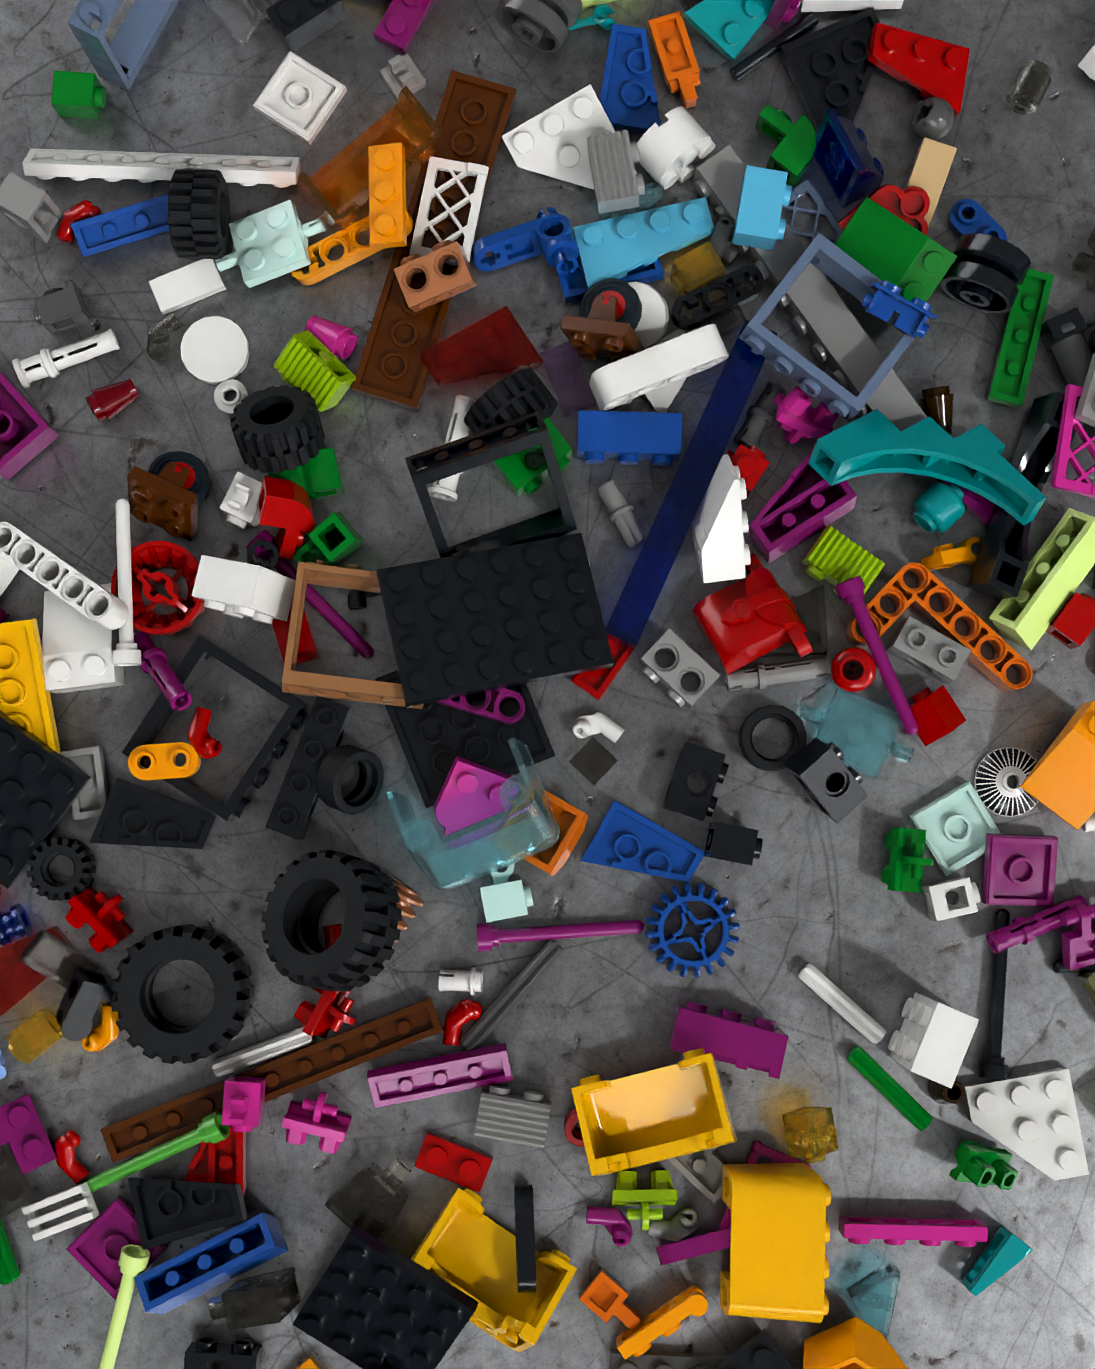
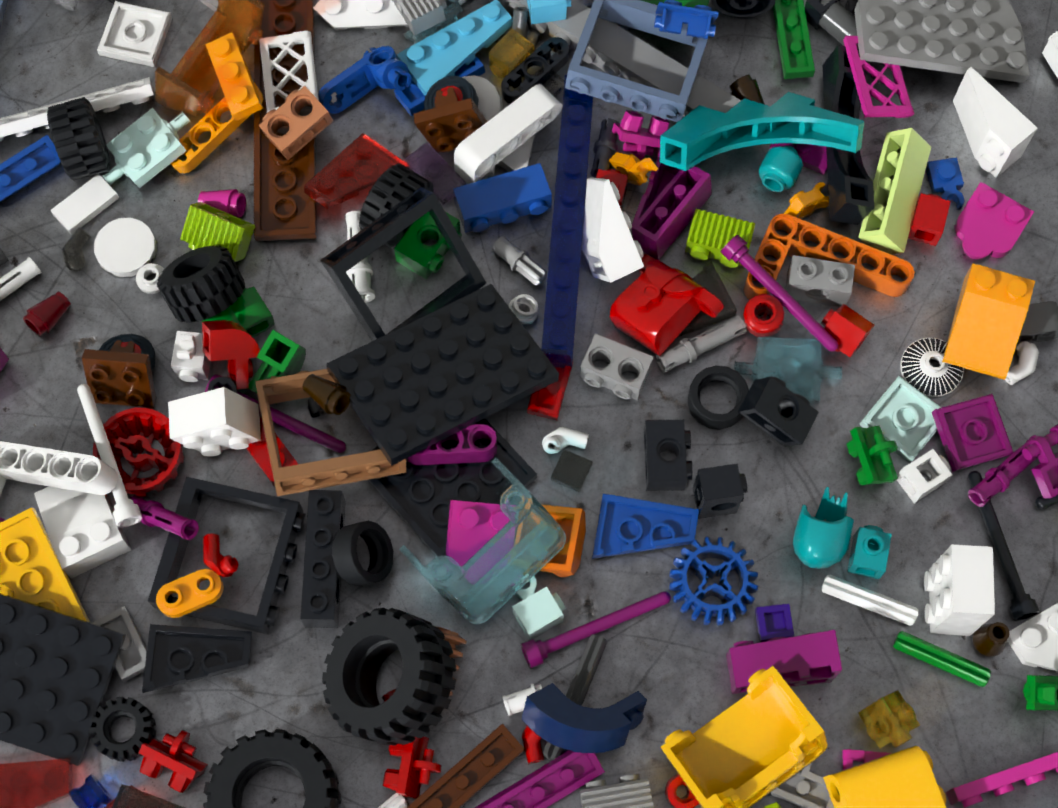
camera: 20 degrees left, 15 degrees down
(366, 605) = (327, 394): none -> dark brown cone
(502, 1037) = (580, 727): none -> dark blue arch
(612, 563) = (526, 303): none -> white plate
(736, 993) = (774, 622): none -> dark purple plate
(779, 452) = (633, 167): none -> light orange plate
(818, 932) = (820, 541): none -> teal helmet
(861, 956) = (869, 552): none -> teal brick

